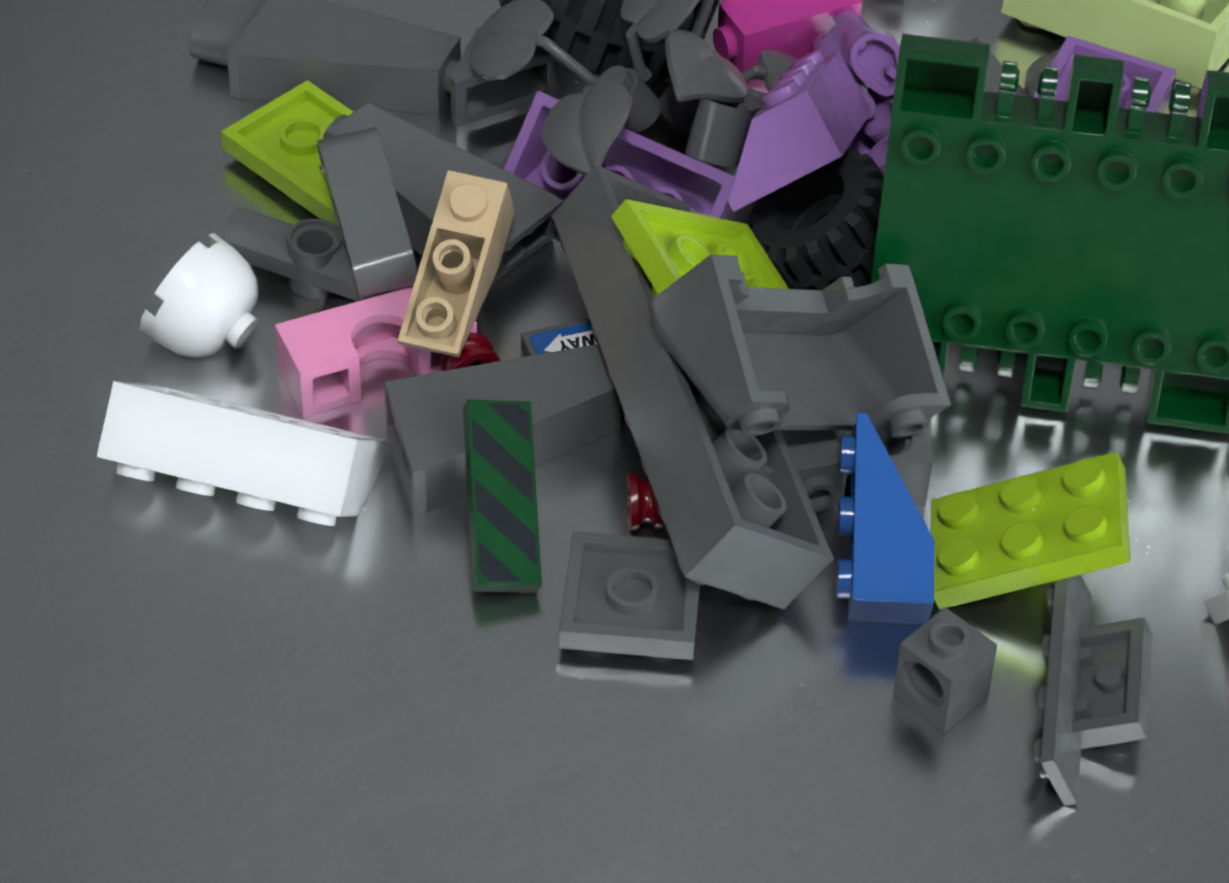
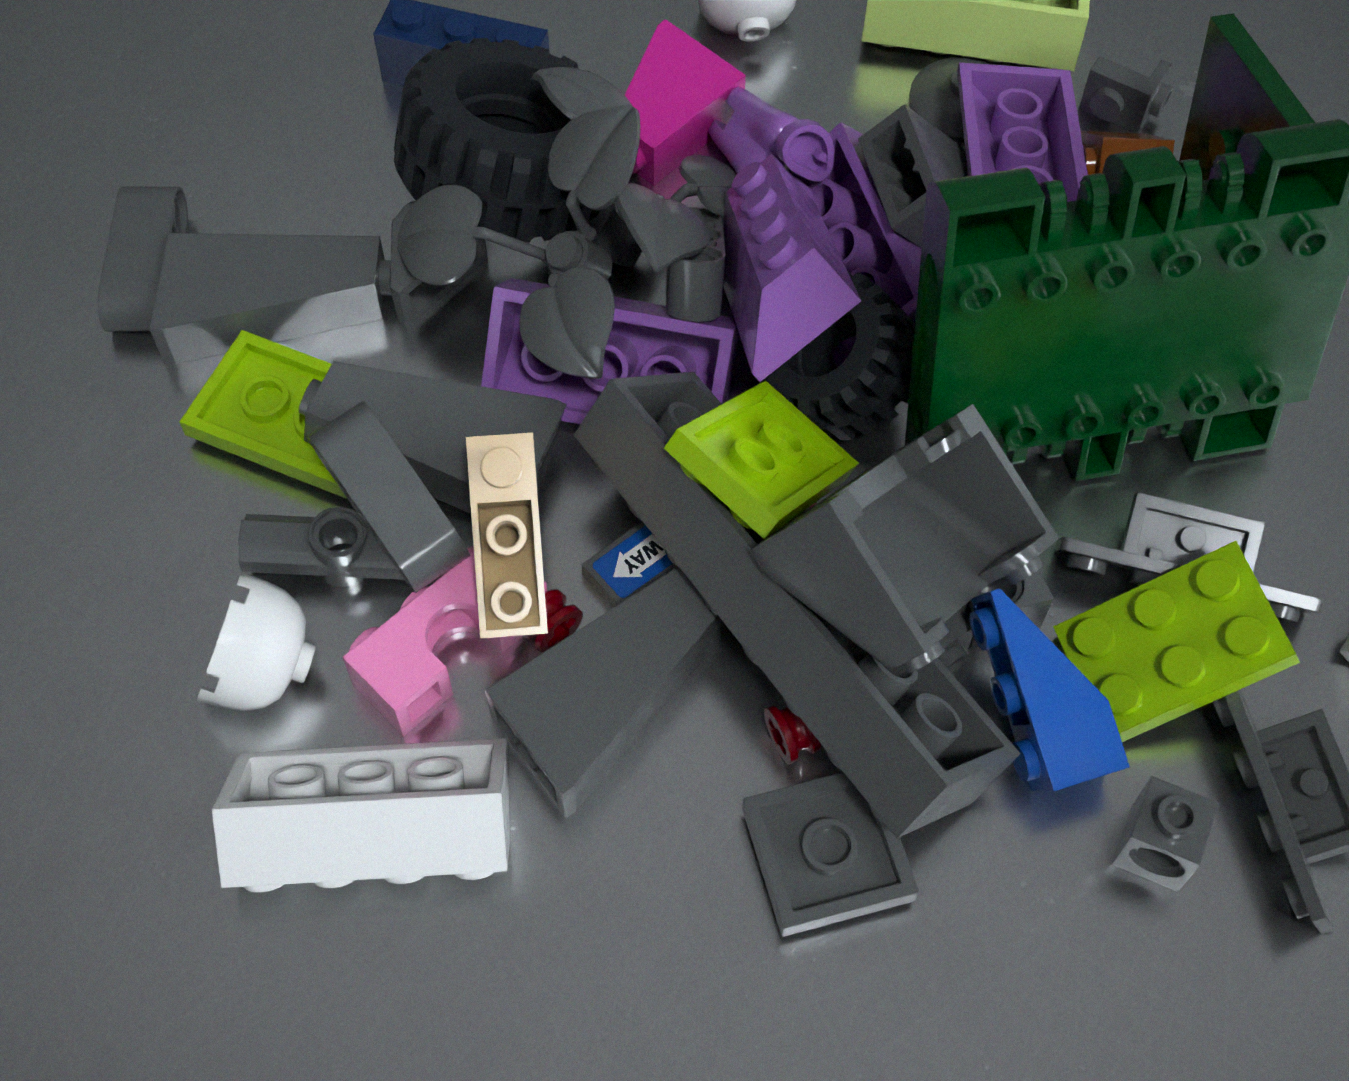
camera: 20 degrees left, 15 degrees up
(501, 496) = (660, 787): dark green tile -> none
(1073, 441) = (1171, 534): none -> bracket

